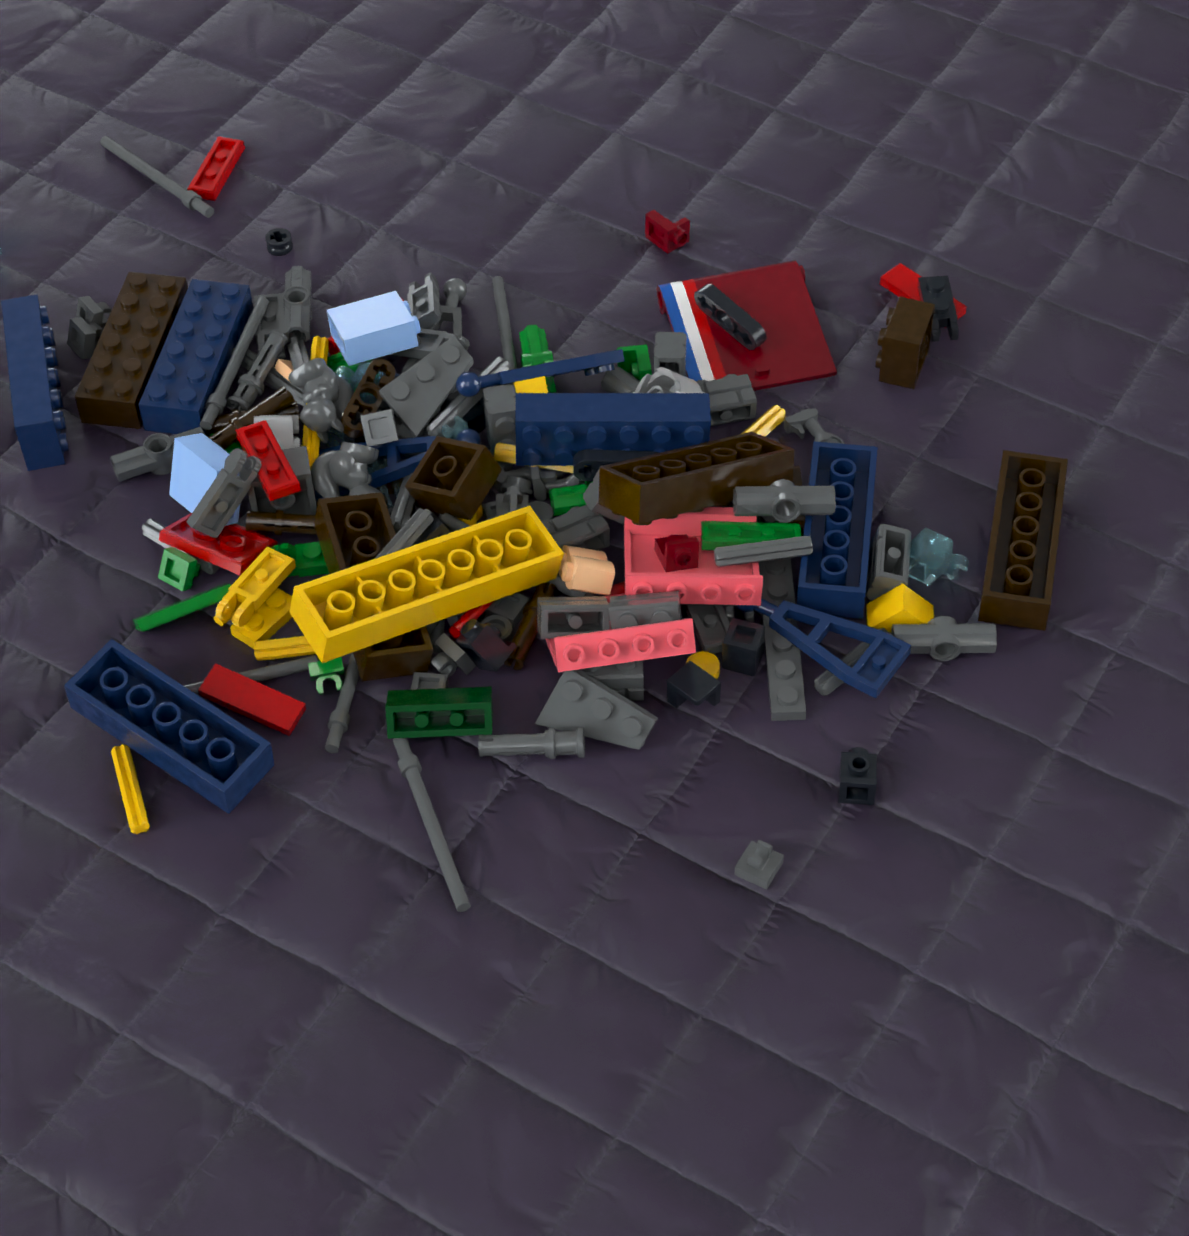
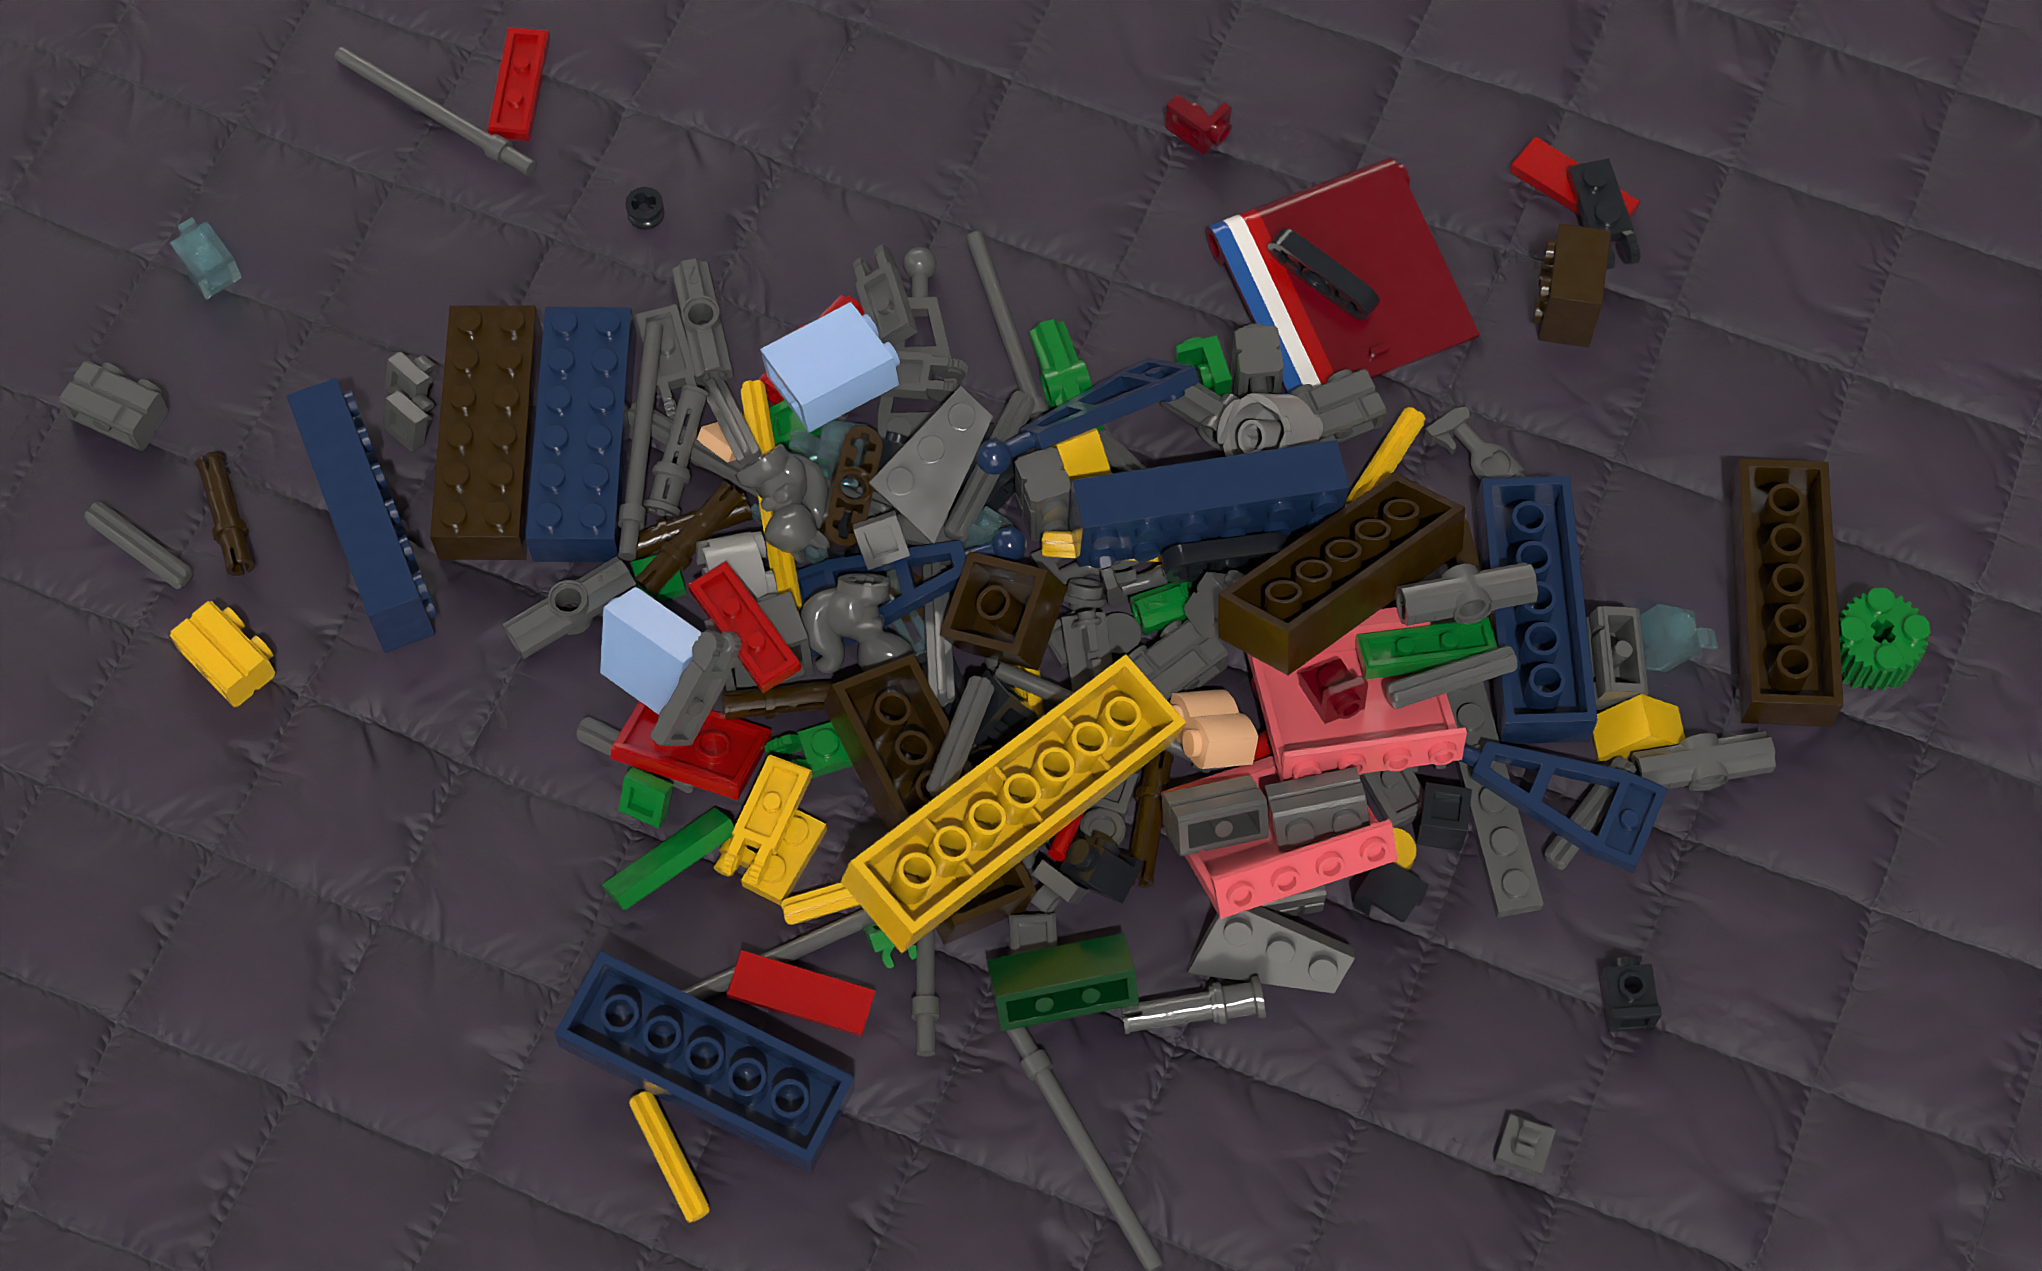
camera: 10 degrees left, 15 degrees up
(1088, 577) = (1880, 640): none -> green brick

